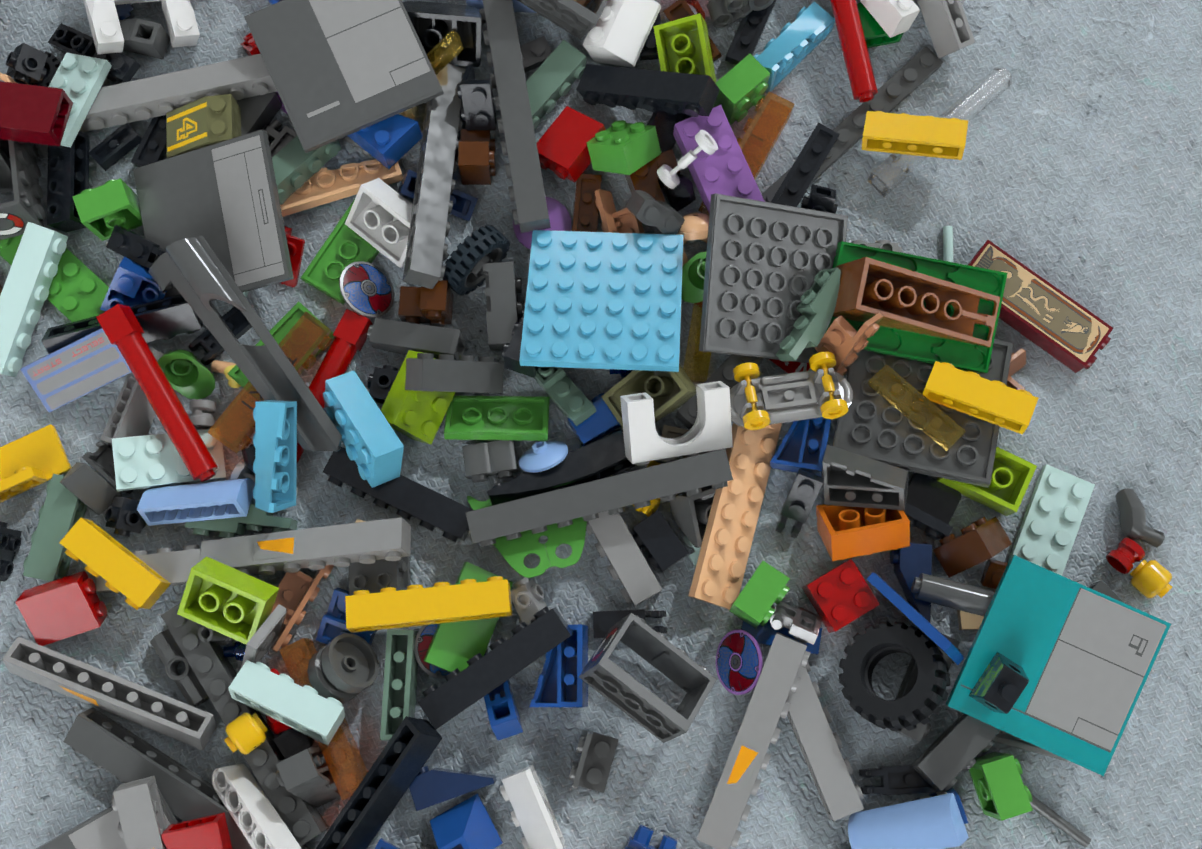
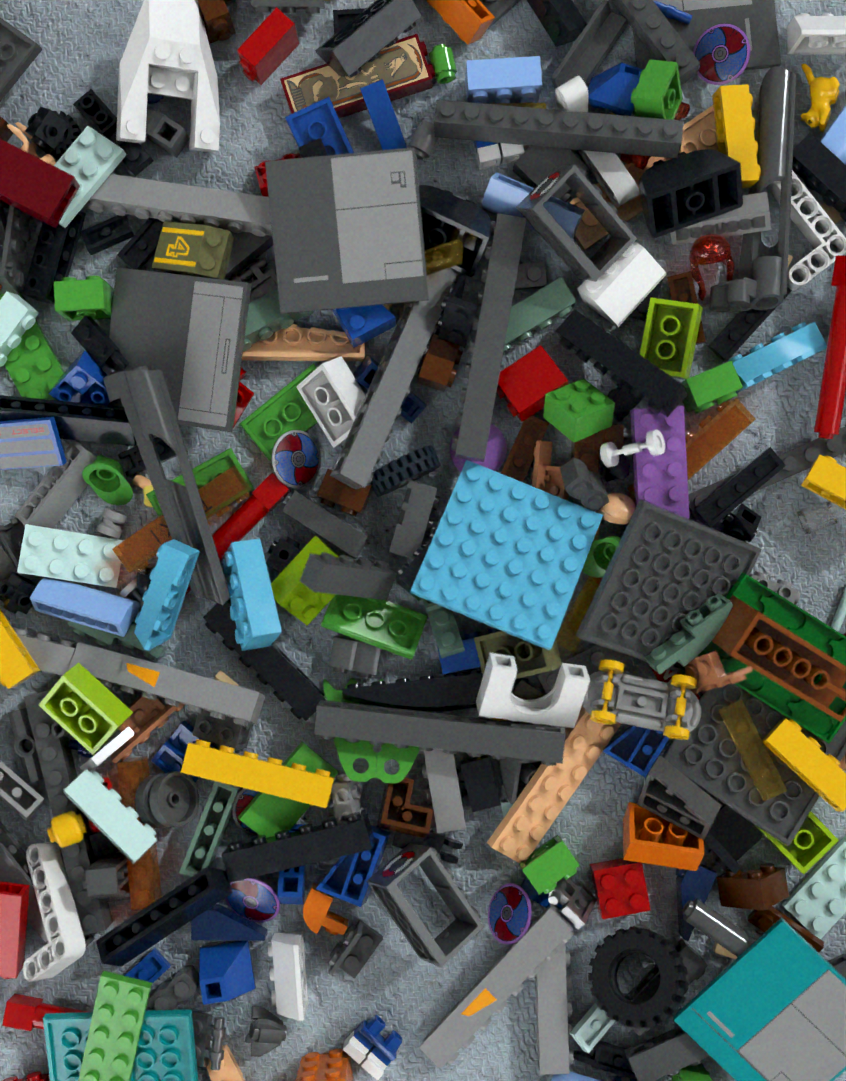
camera: 20 degrees right, 10 degrees up
(126, 332) = (64, 431): red brick -> none
(468, 745) = (253, 900): none -> shield
(539, 735) = (317, 913): none -> orange brick
(543, 456) = (402, 672): light blue dish -> none
(592, 598) = (401, 816): none -> reddish brown brick
(799, 501) = (615, 795): black hinge -> none
(869, 749) = (591, 1028): none -> light aqua plate
(916, 618) = (676, 937): blue tile -> none
(1000, 684) = (725, 1024): black torso -> none

